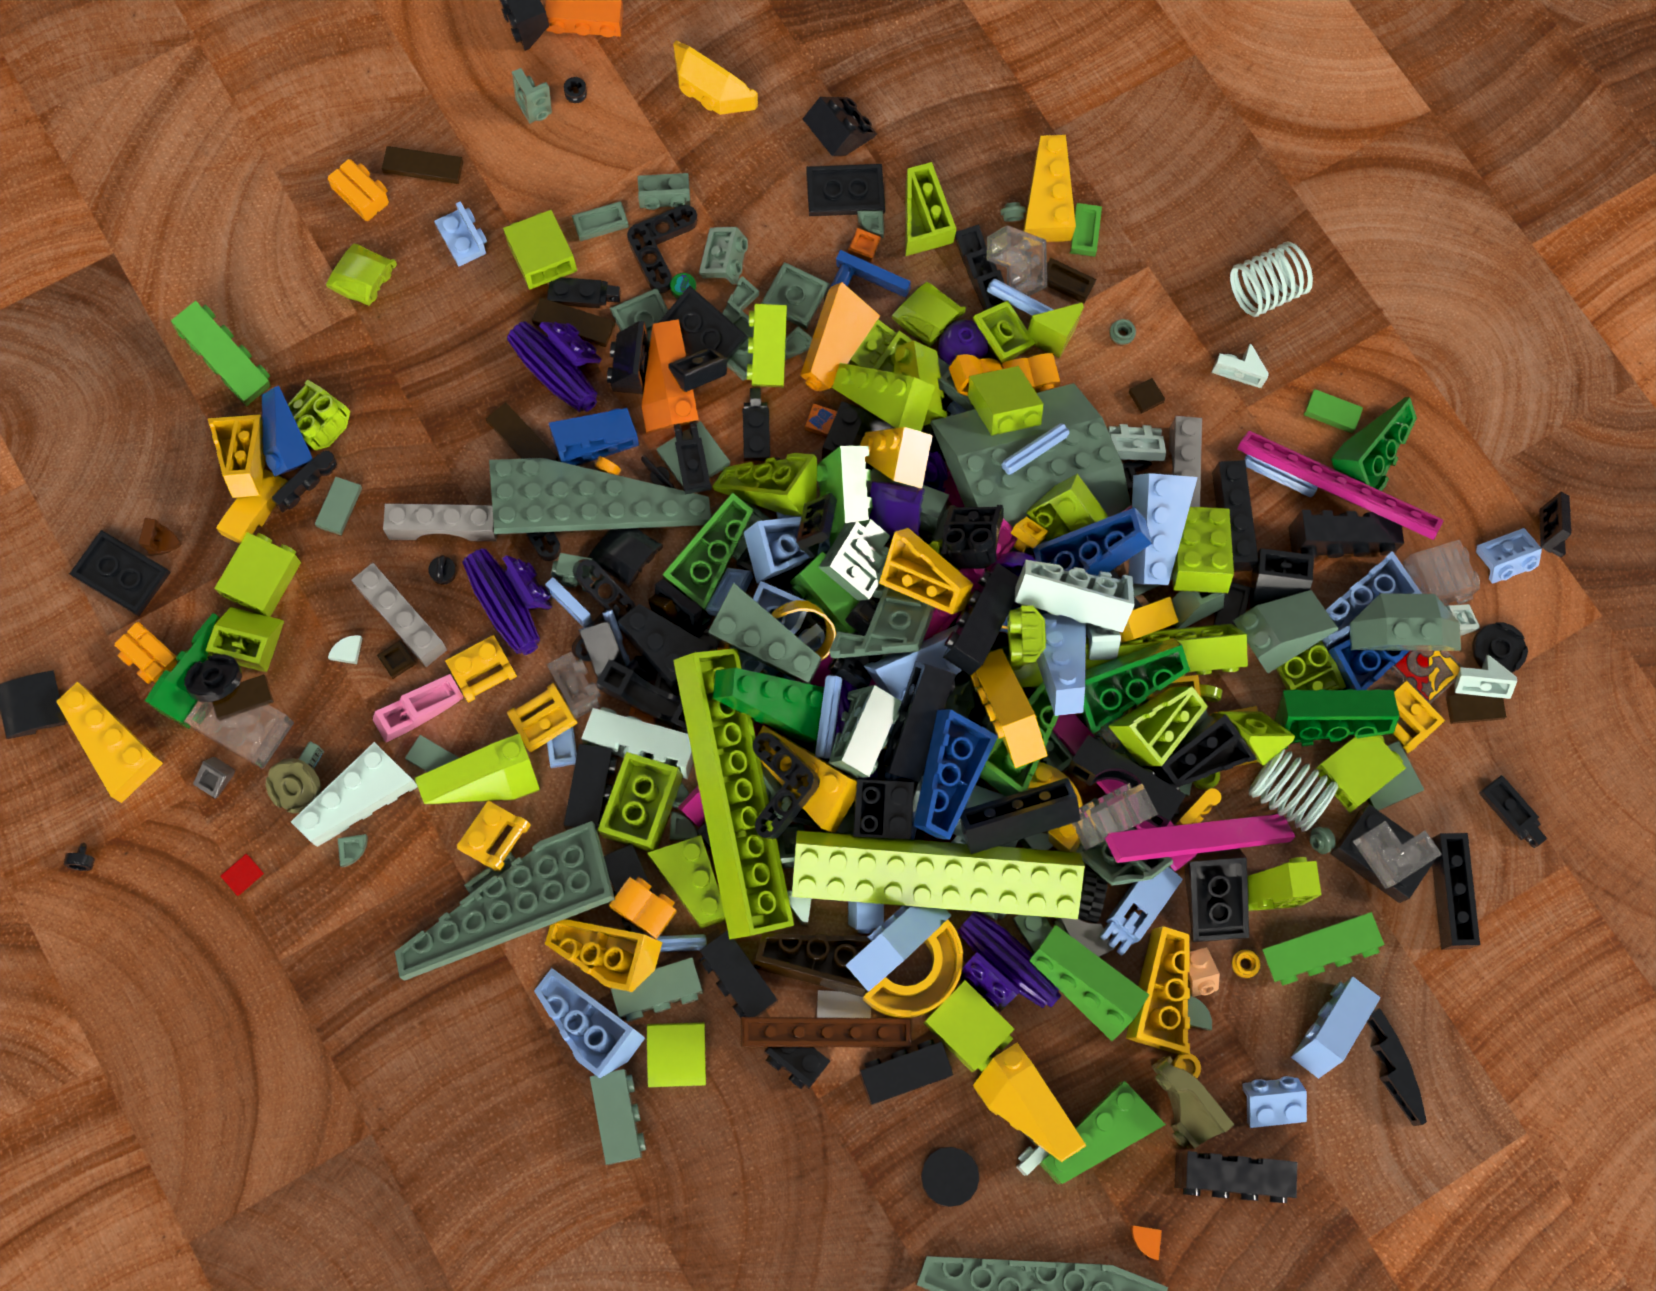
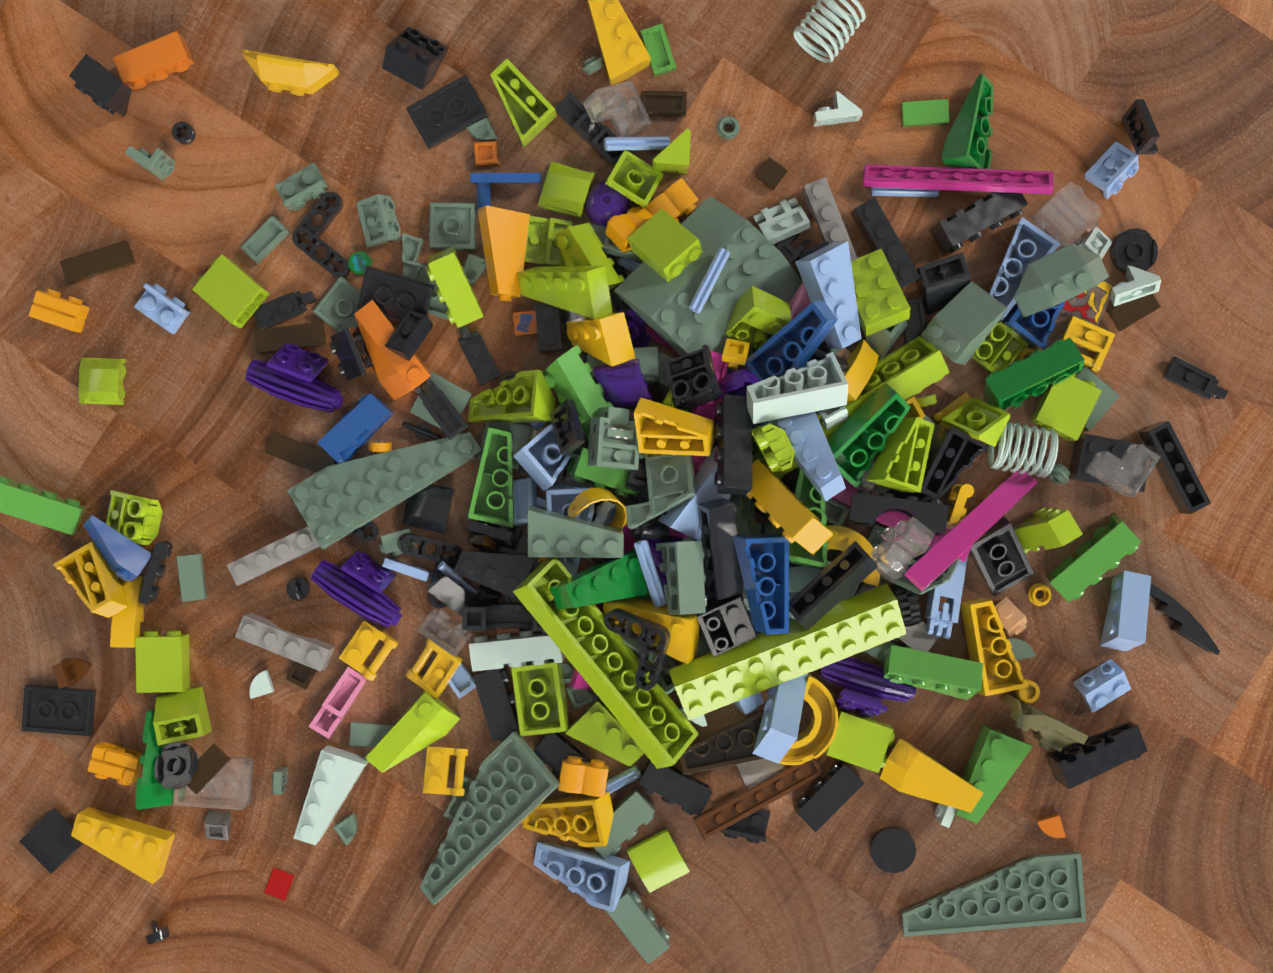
camera: 20 degrees left, 15 degrees up
(292, 784) = (279, 807): olive tile -> none

